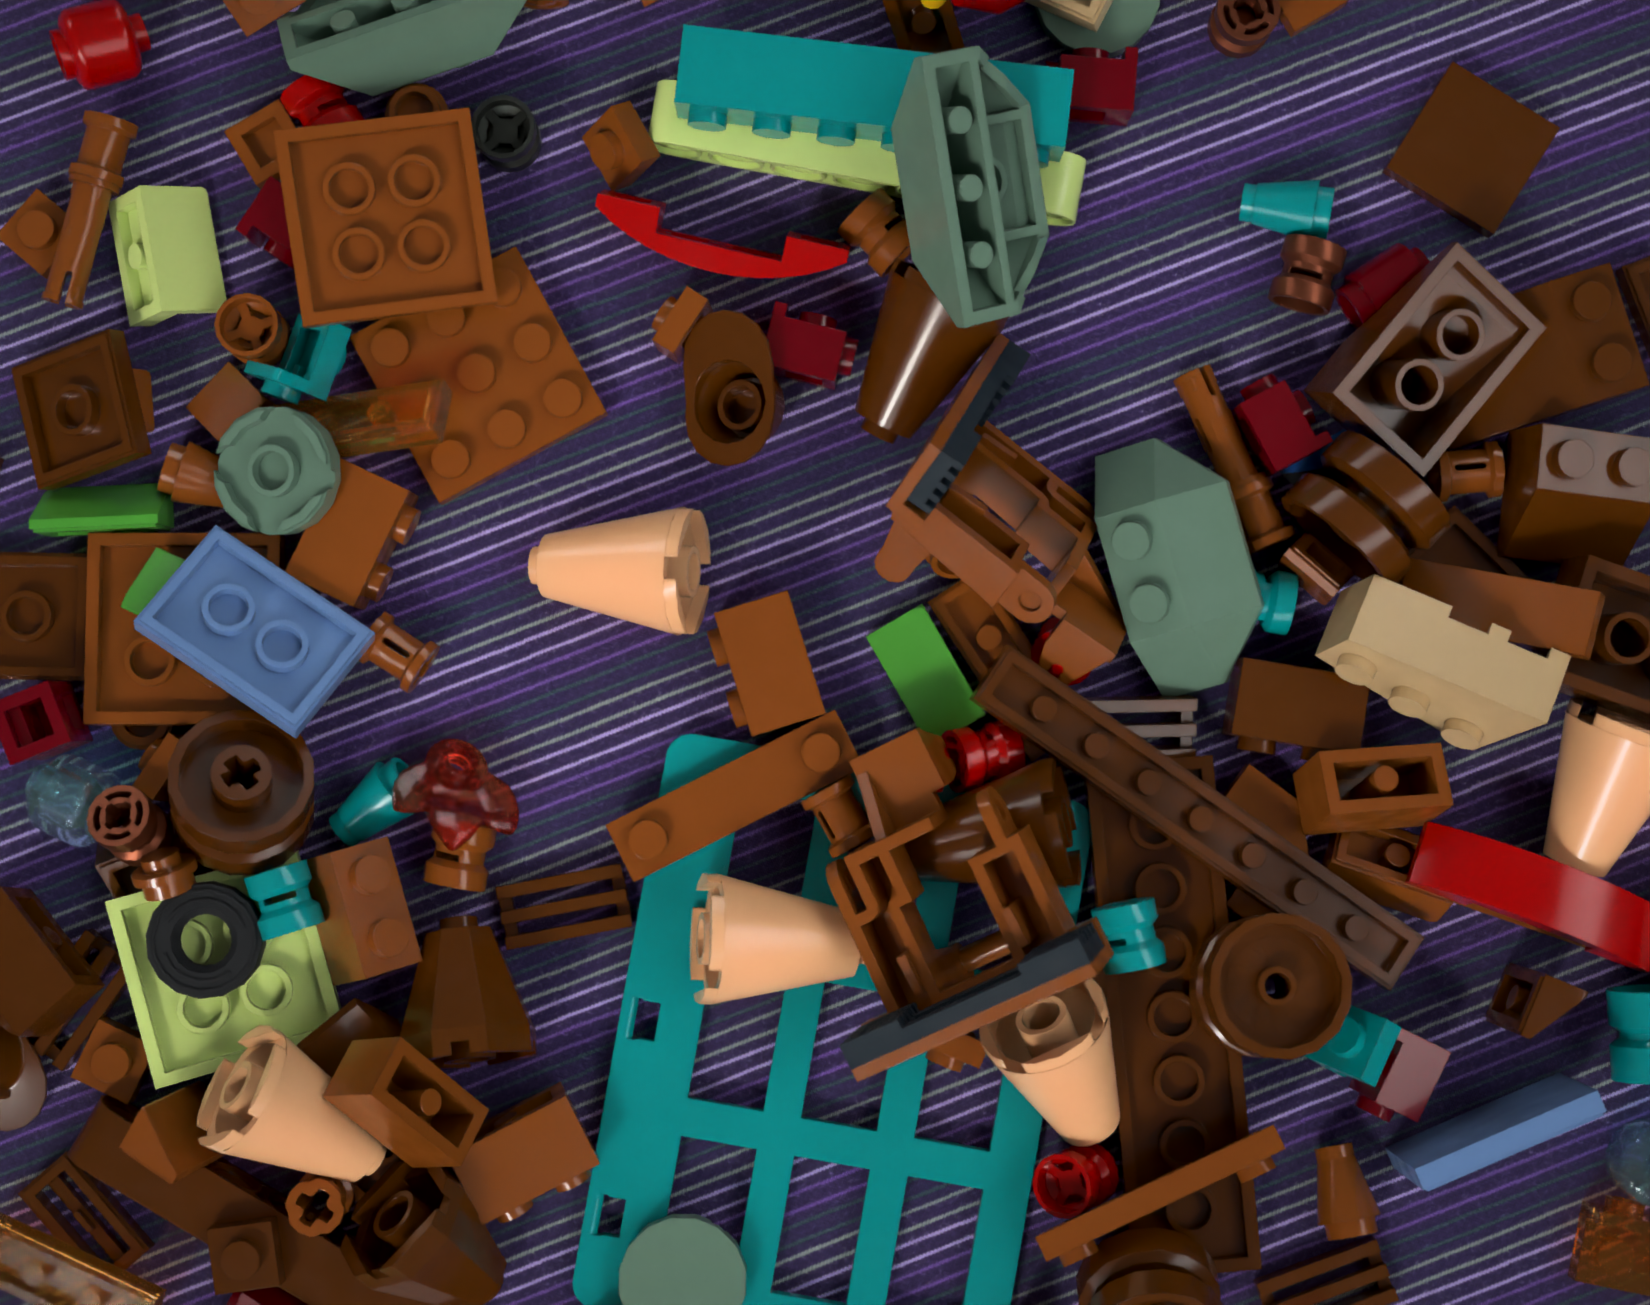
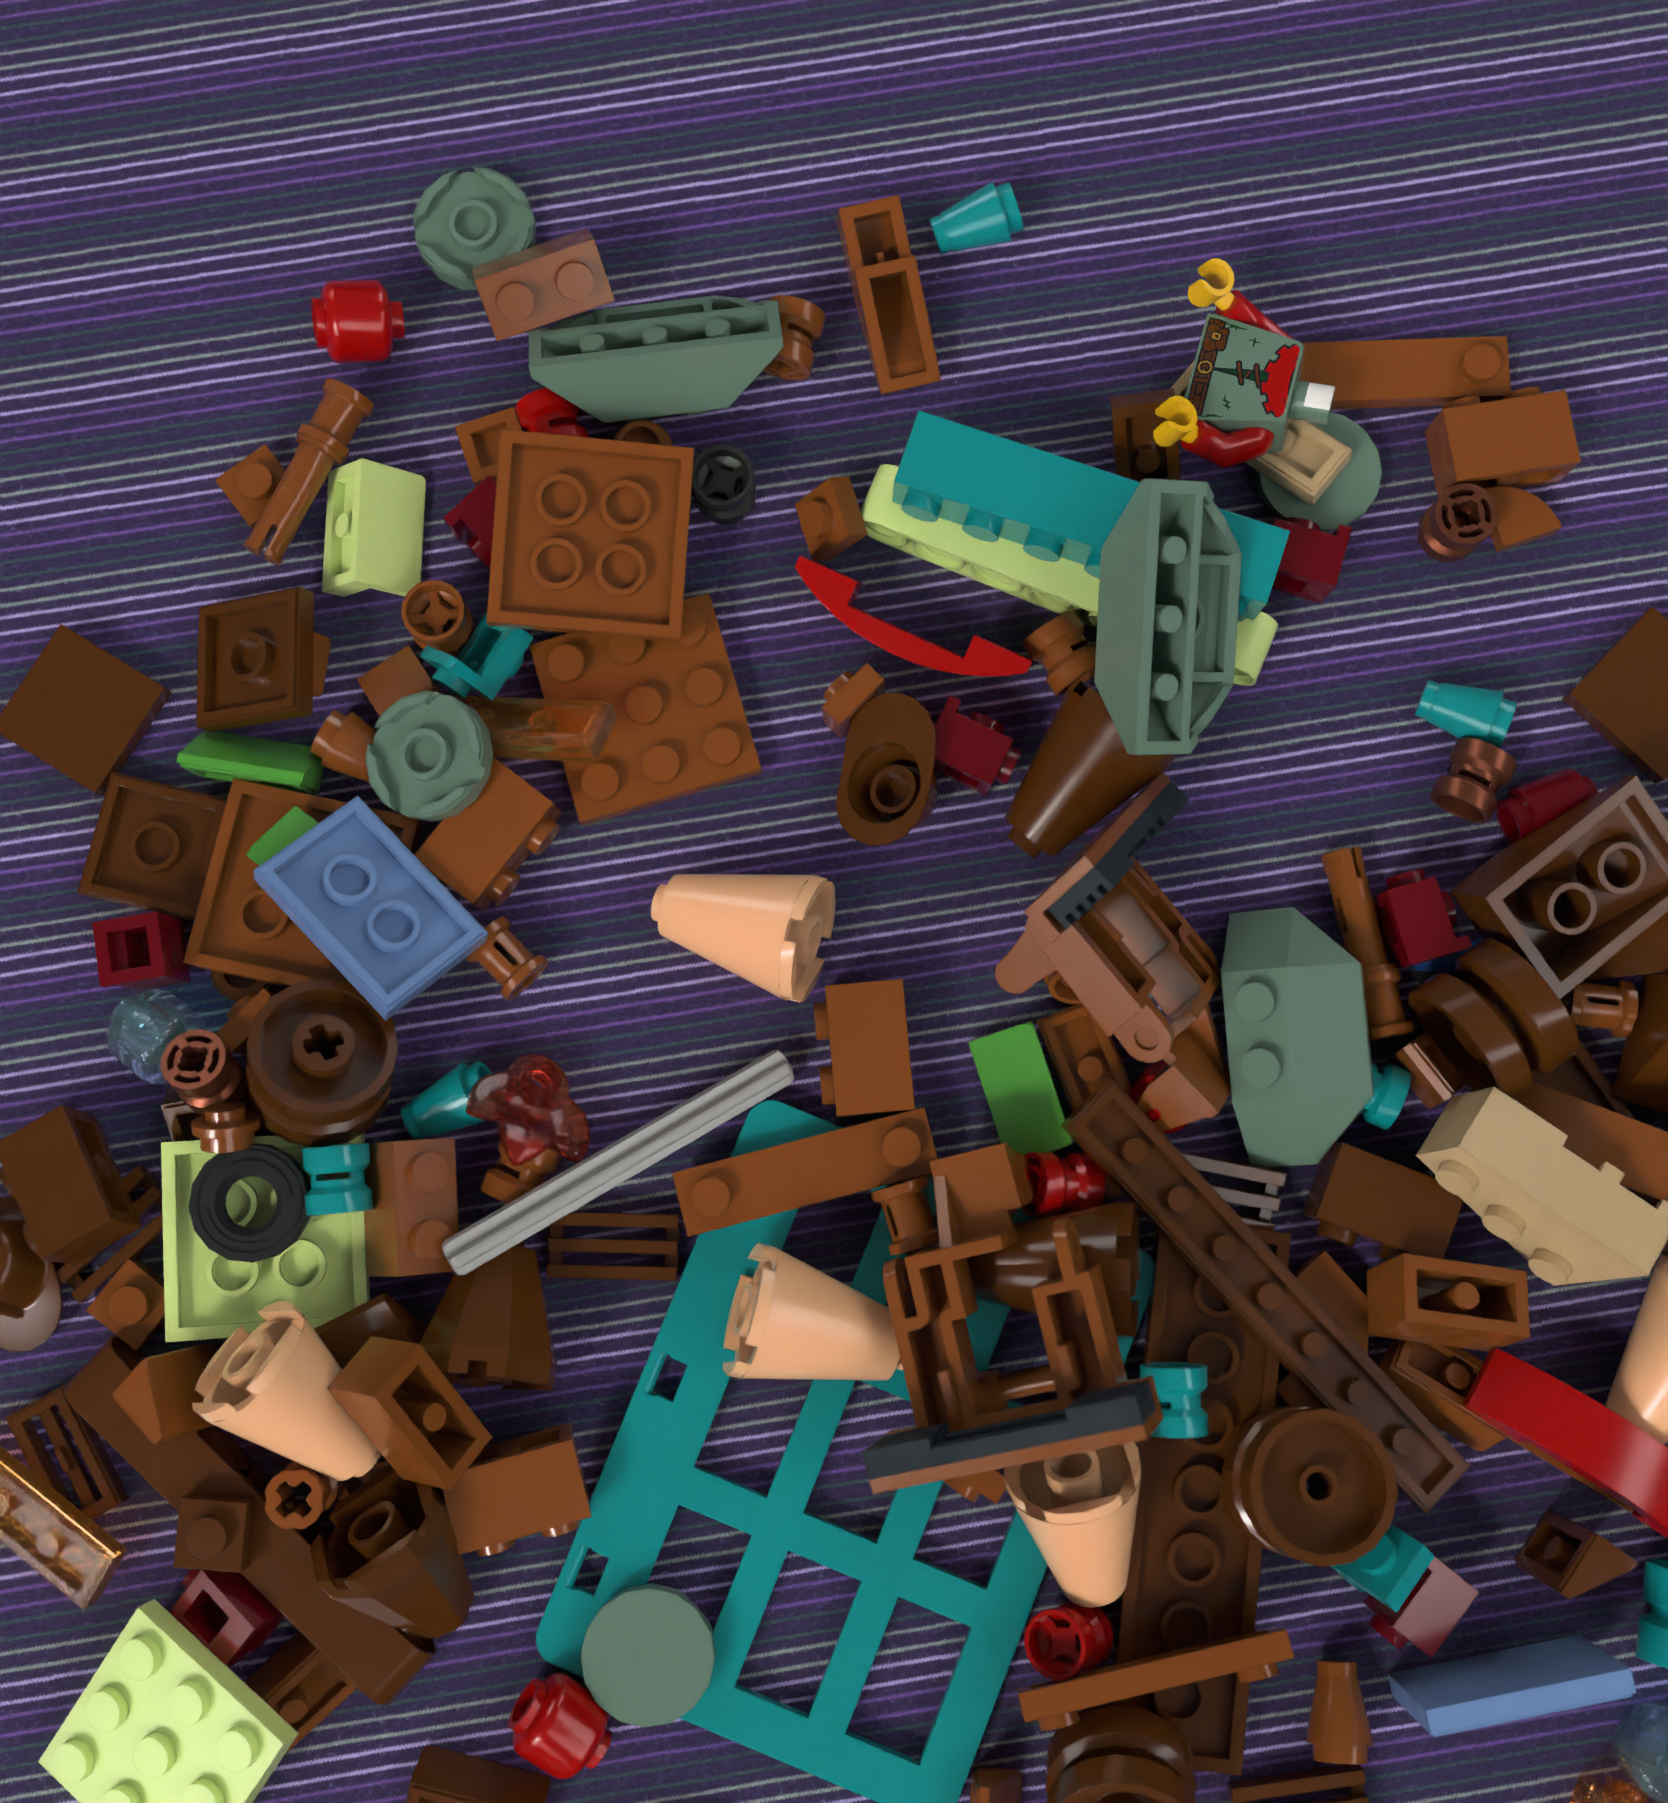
camera: 15 degrees right, 5 degrees down
(551, 825) = (616, 1163): none -> light grey axle

